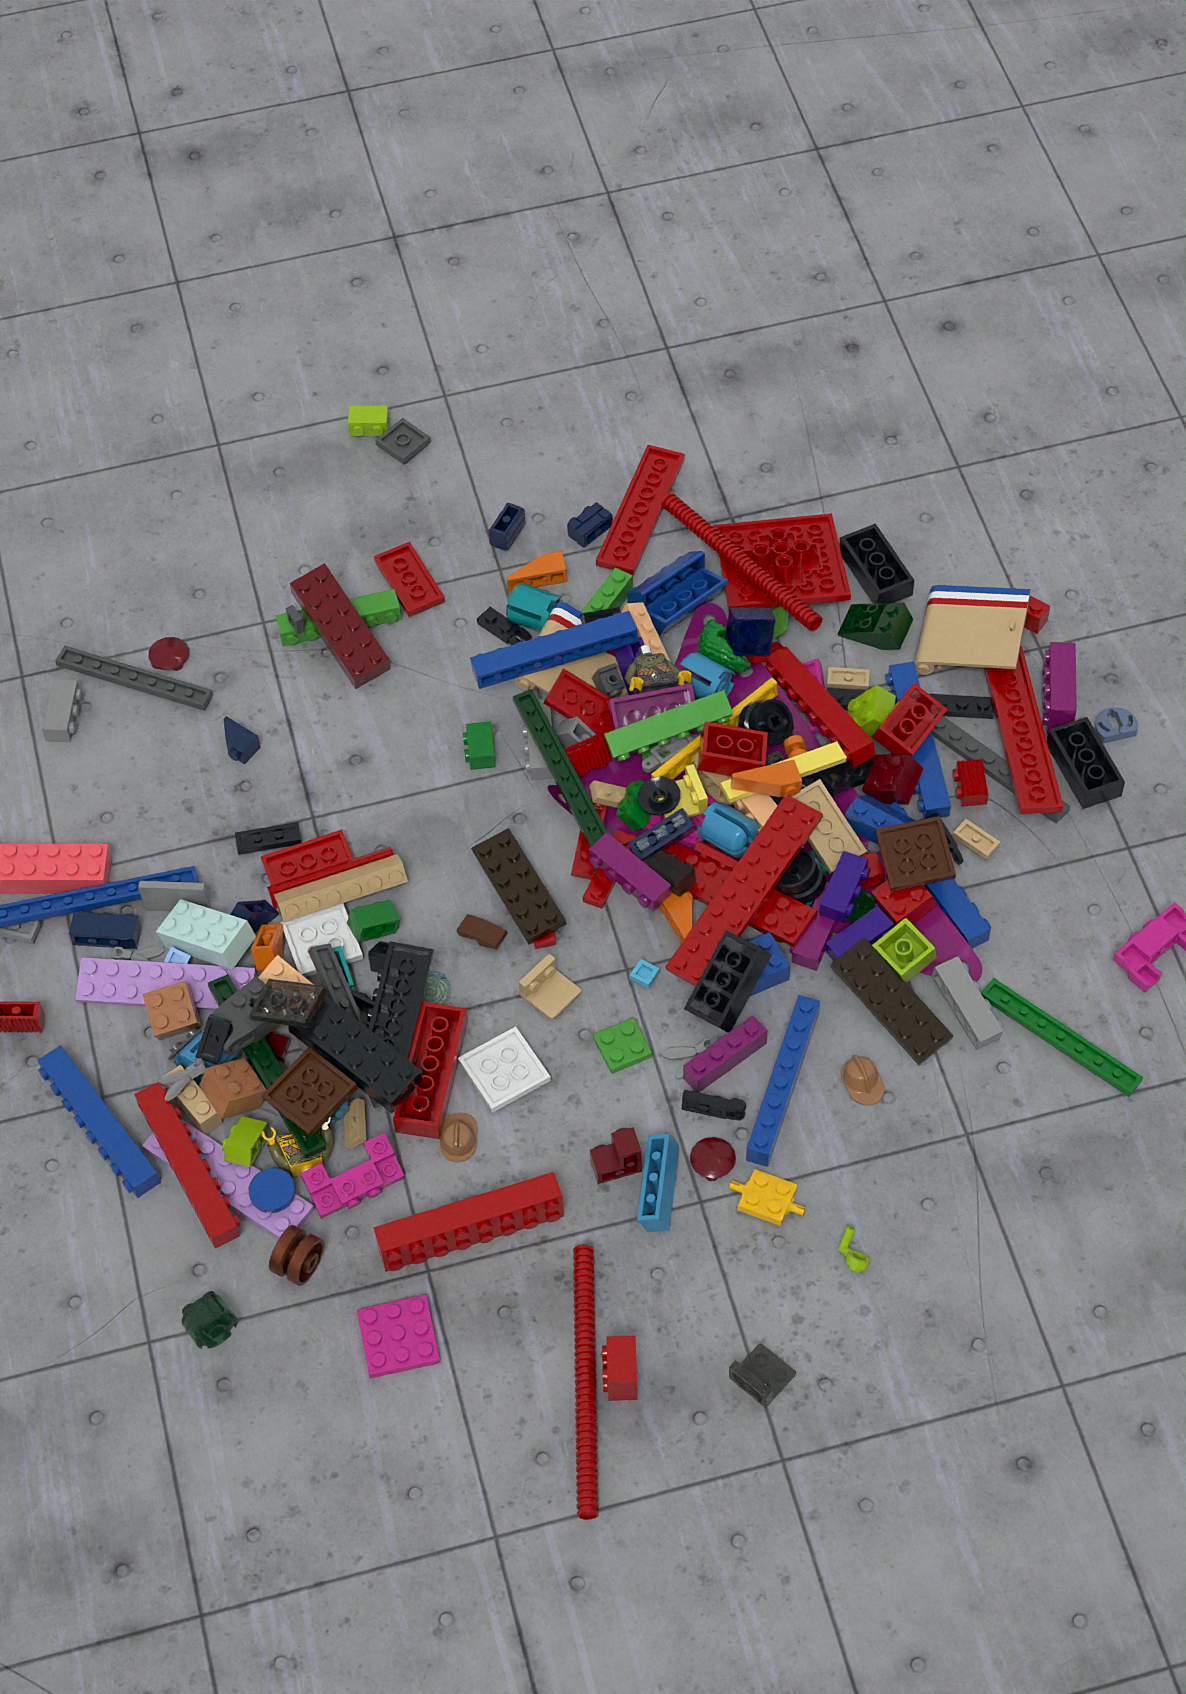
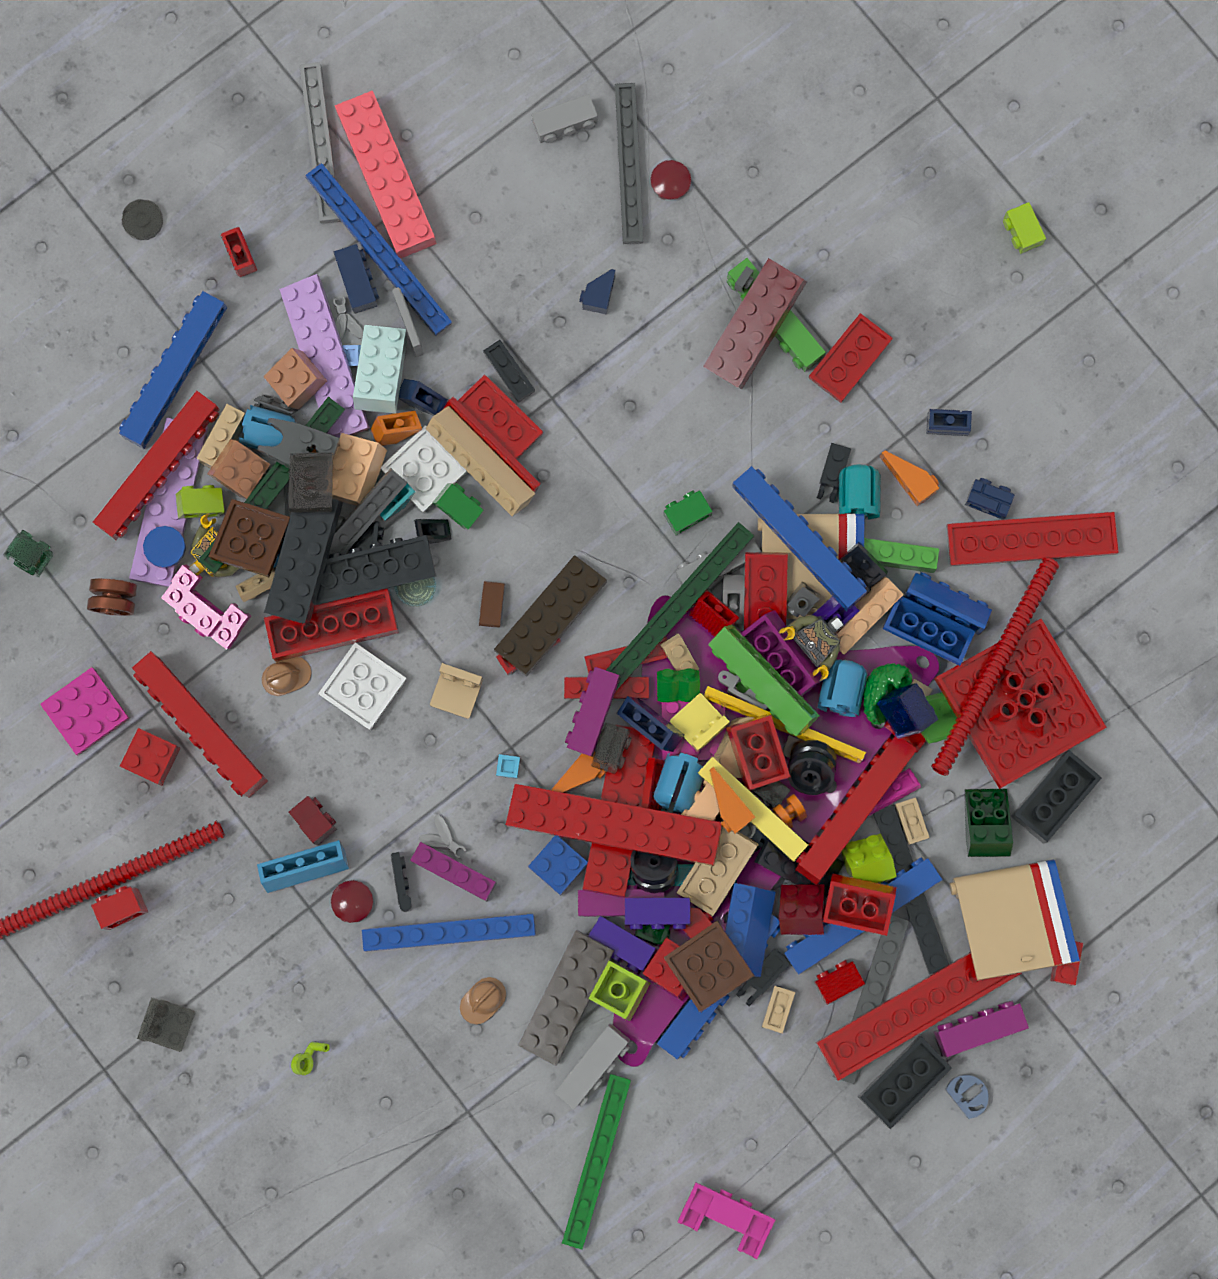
camera: 65 degrees right, 25 degrees up
(181, 1078) = (224, 423): light grey piece -> none
(213, 1039) = (261, 433): black plate -> none
(403, 440) = (1015, 272): dark grey plate -> none
(478, 1286) = (150, 757): none -> red brick
(622, 1045) = (430, 777): bright green plate -> none
(659, 788) = (685, 693): black dish -> none
(727, 981) = (516, 847): black brick -> none
(767, 1197) = (333, 963): yellow plate -> none

